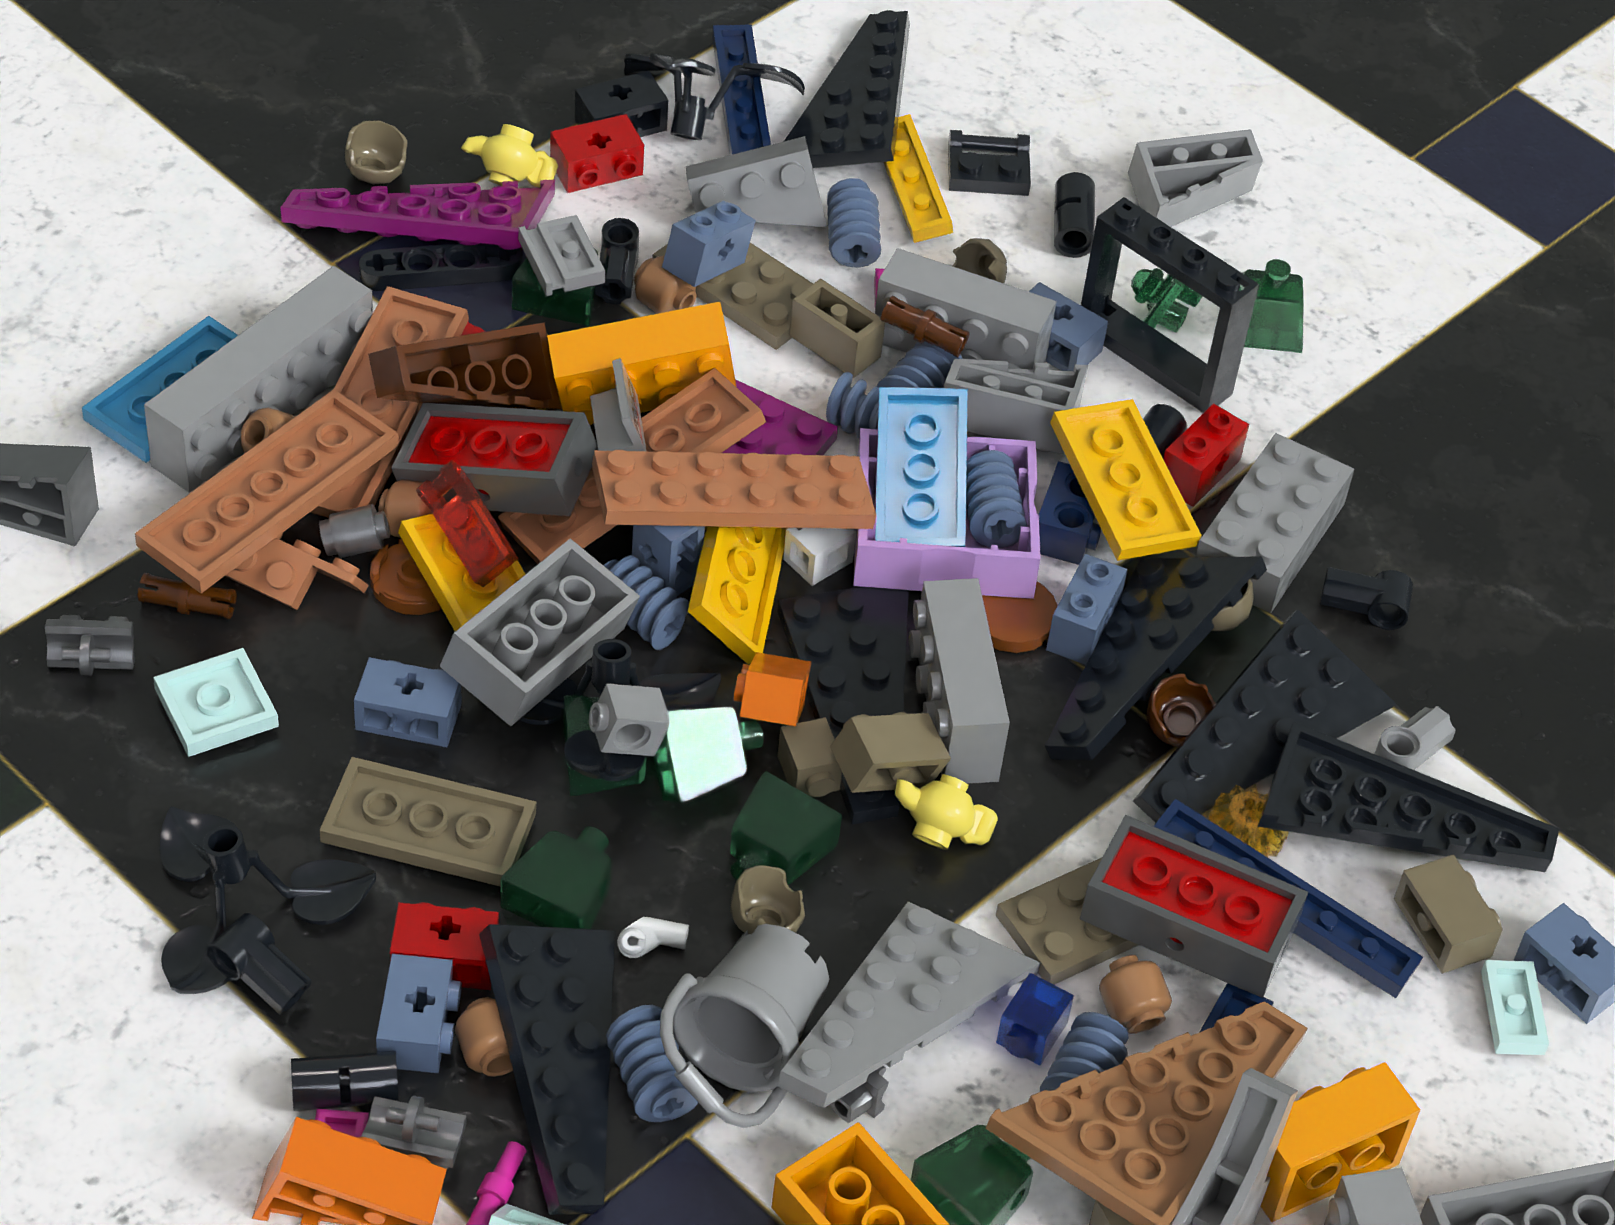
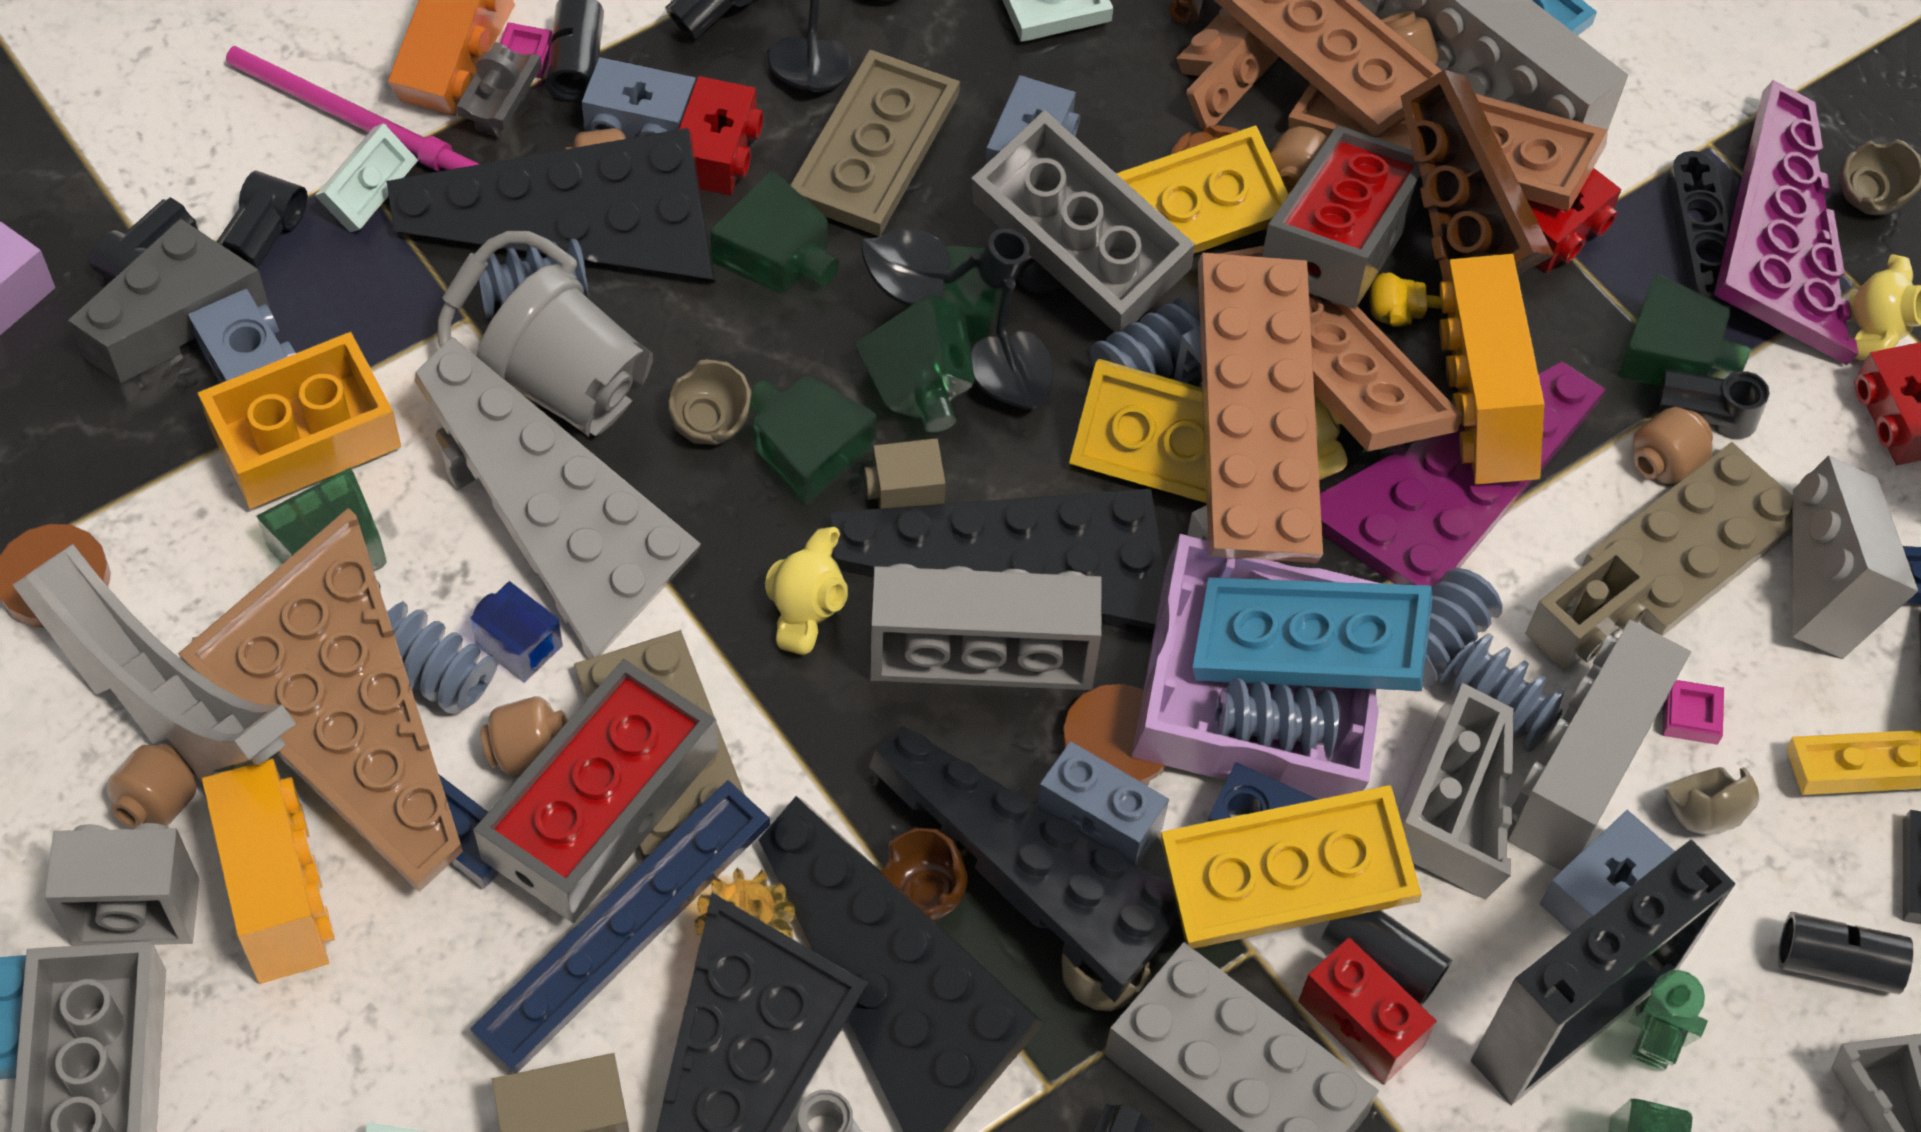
camera: 100 degrees right, 10 degrees up
(354, 531) = (1265, 104): flat silver brick -> none
(468, 524) = (1241, 171): clear red plate -> none
(562, 255) = (1683, 311): light grey plate -> none
(618, 415) = (1393, 320): light grey panel -> none
(629, 719) = (927, 263): light grey brick -> none
(650, 933) = (704, 307): white arm -> none
(708, 243) = (1711, 463): sand blue brick -> none
(773, 688) = (992, 441): orange brick -> none
(853, 223) = (1796, 662): sand blue piece -> none
(889, 748) = (875, 521): dark tan brick -> none
(925, 326) = (1559, 673): reddish brown pin -> none

